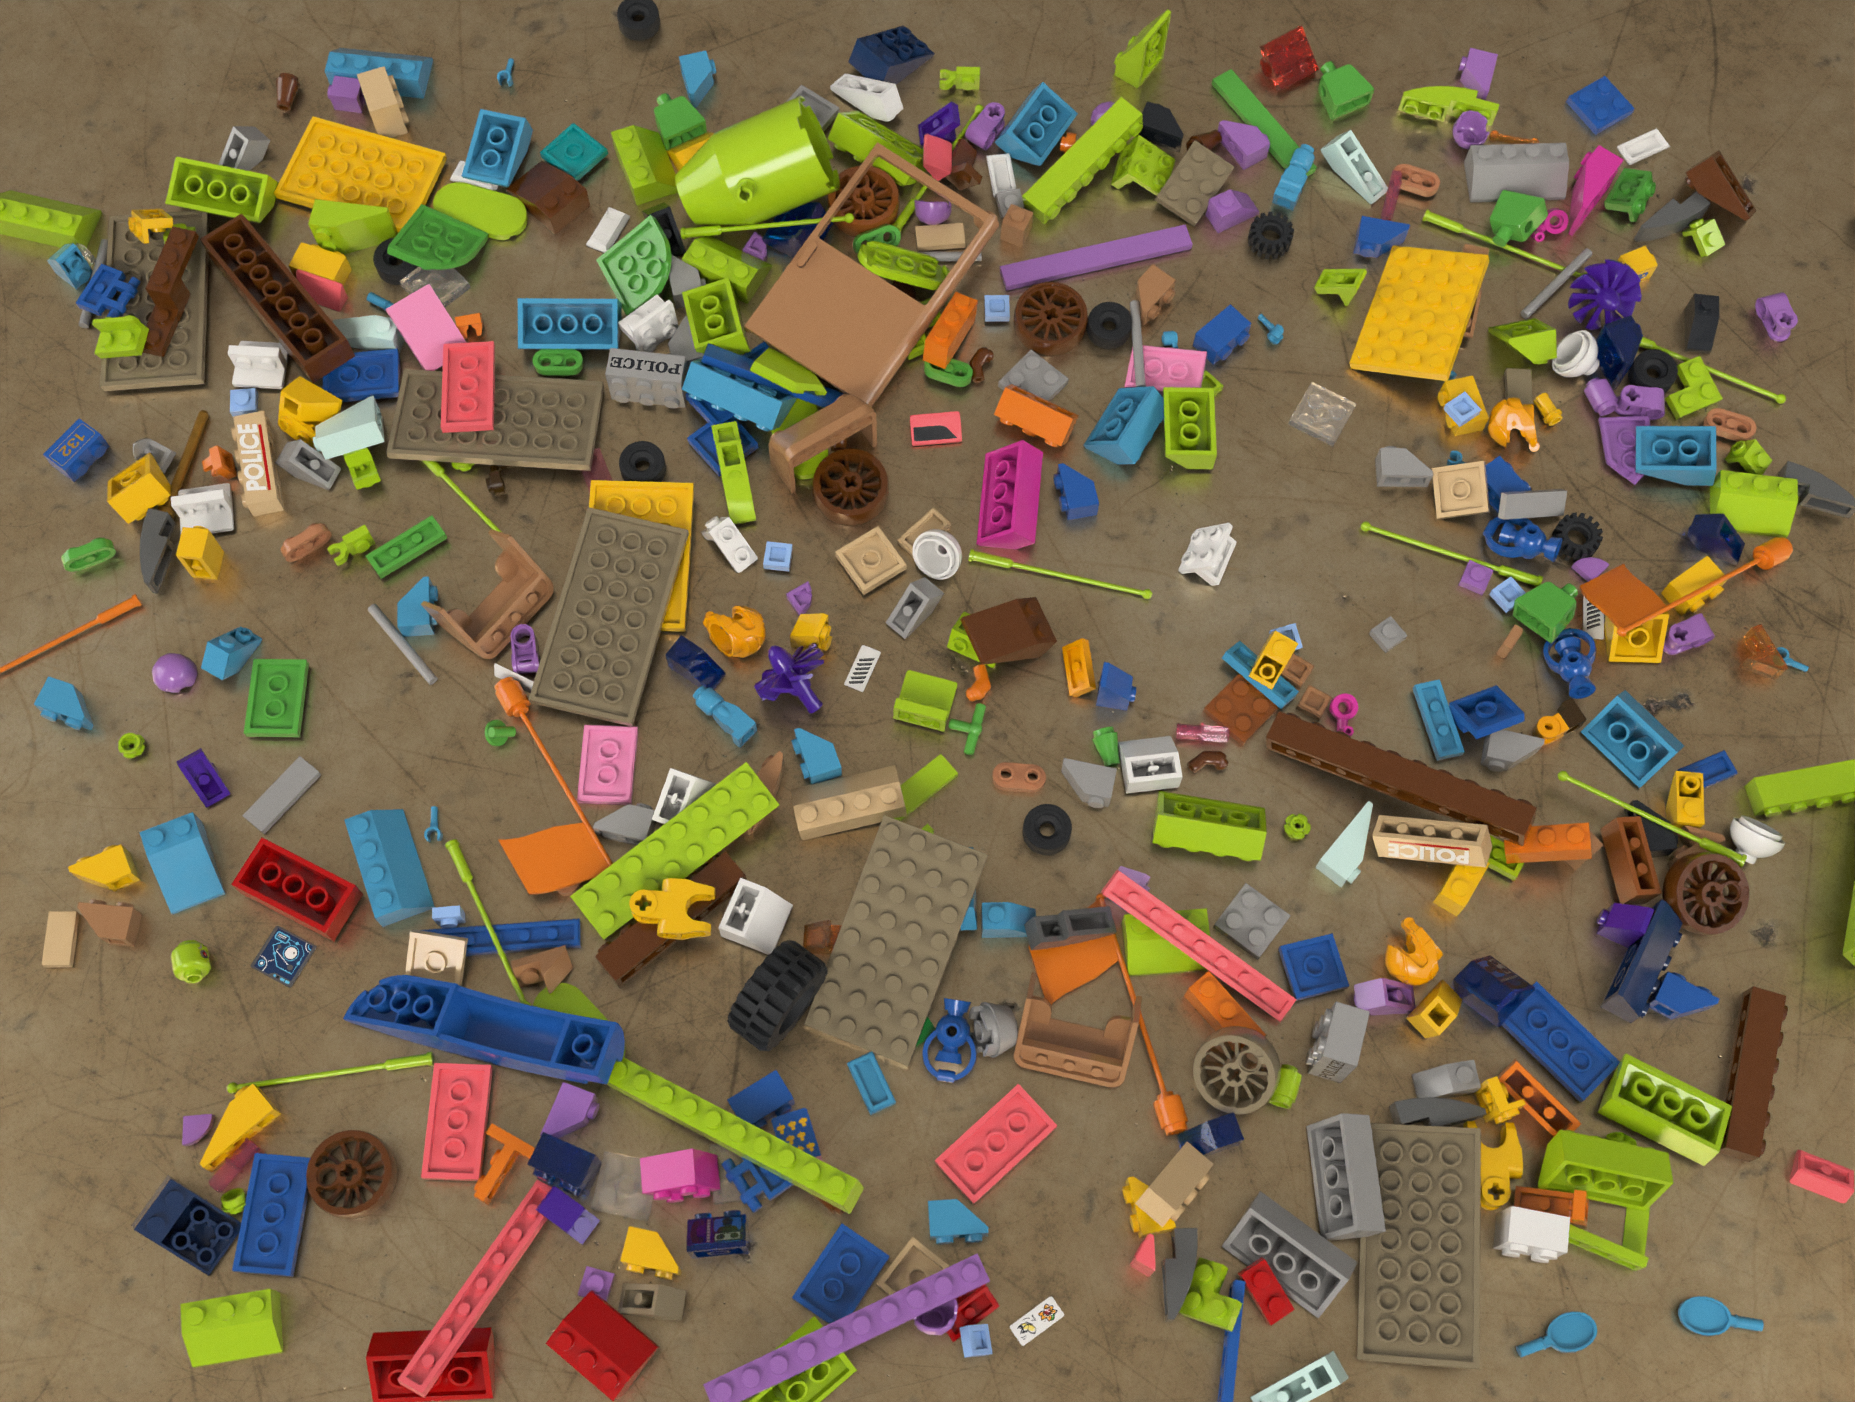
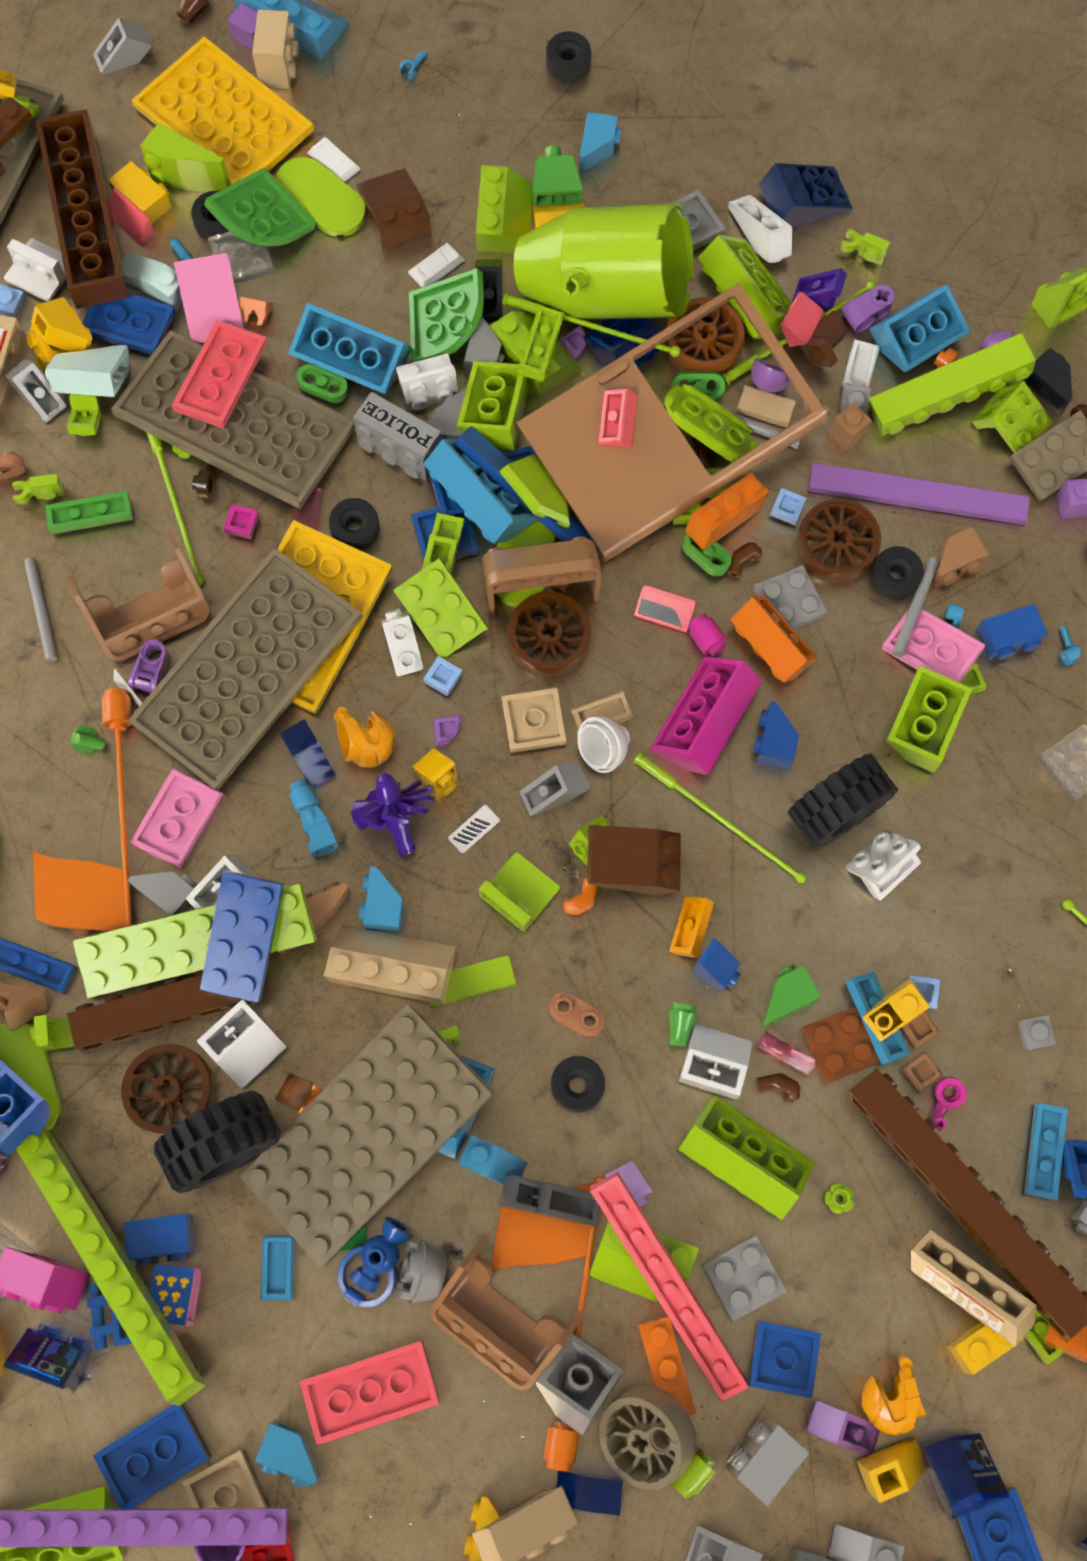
camera: 25 degrees right, 5 degrees up
(221, 190) = (81, 79): lime slope -> none
(411, 616) = (55, 586): dark azure slope -> none
(497, 148) = (364, 138): dark azure slope -> none
(544, 501) = (241, 521): none -> dark pink plate
(574, 152) = (439, 172): teal plate -> none
(590, 979) = (51, 1033): none -> lime bracket
(670, 908) = (160, 1000): yellow piece -> none
(677, 985) = (133, 1078): none -> reddish brown piece
(717, 825) = (241, 936): none -> plate
(733, 255) = (540, 343): none -> lime tile
(751, 501) = (441, 608): none -> lime plate
(828, 289) = (618, 418): none -> coral slope
(973, 729) = (554, 943): bright green piece -> none
(980, 435) = (707, 635): none -> dark pink brick
(1090, 781) = (646, 1054): light grey slope -> none
(1127, 425) = (864, 688): dark azure slope -> none
(1154, 515) = (842, 801): none -> black tyre
(1162, 1055) = (578, 1383): none -> light grey slope
(1182, 686) = (790, 994): none -> bright green slope
(1347, 852) = (879, 1251): light aqua slope -> none

